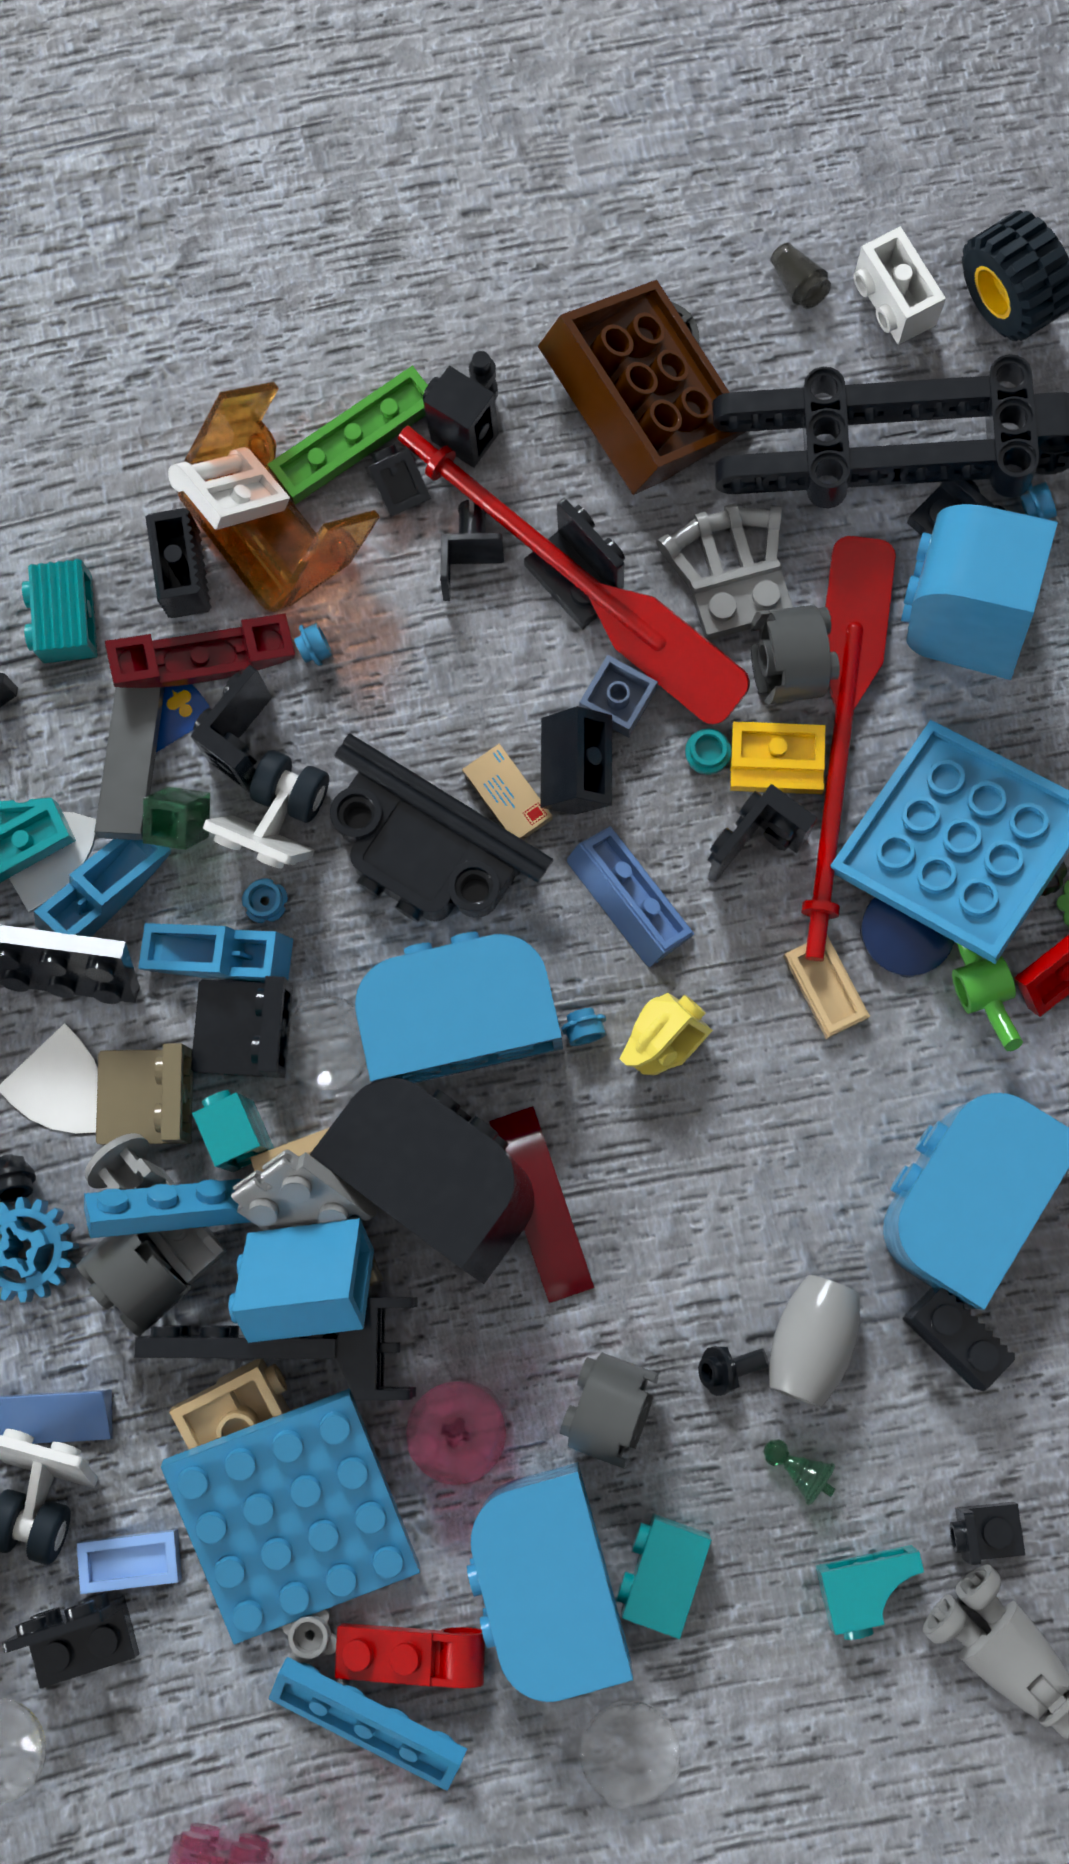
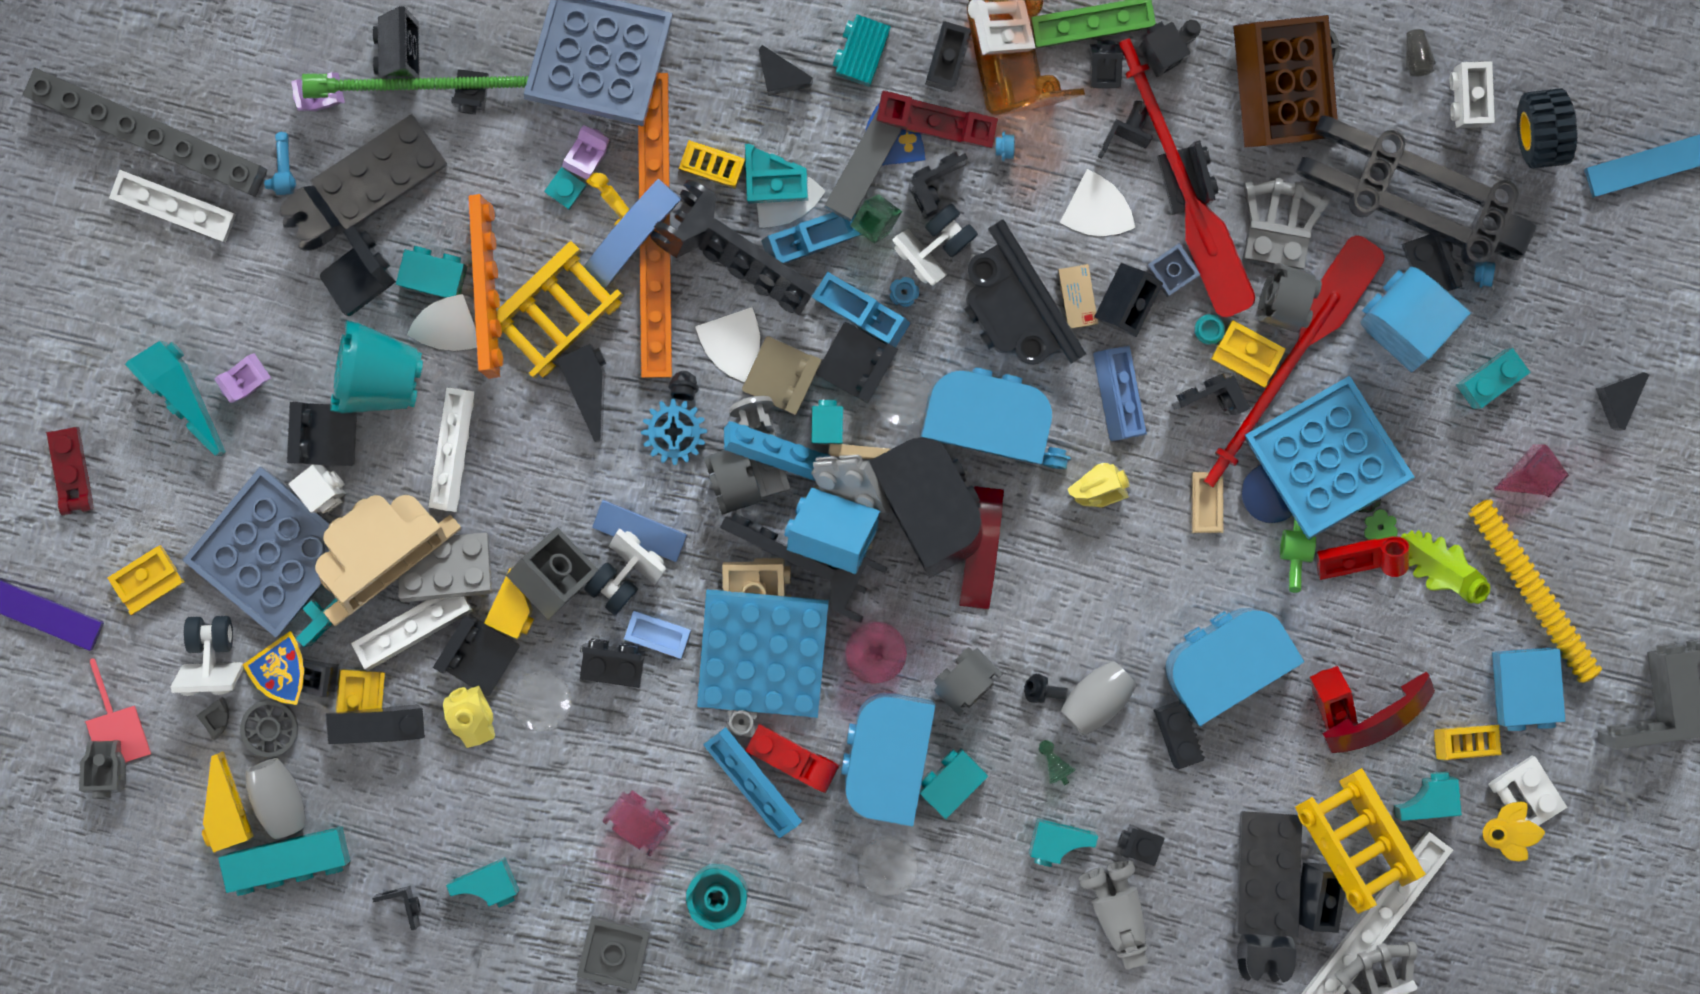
camera: 20 degrees right, 10 degrees up
(478, 668) = (1098, 208): none -> white sticker

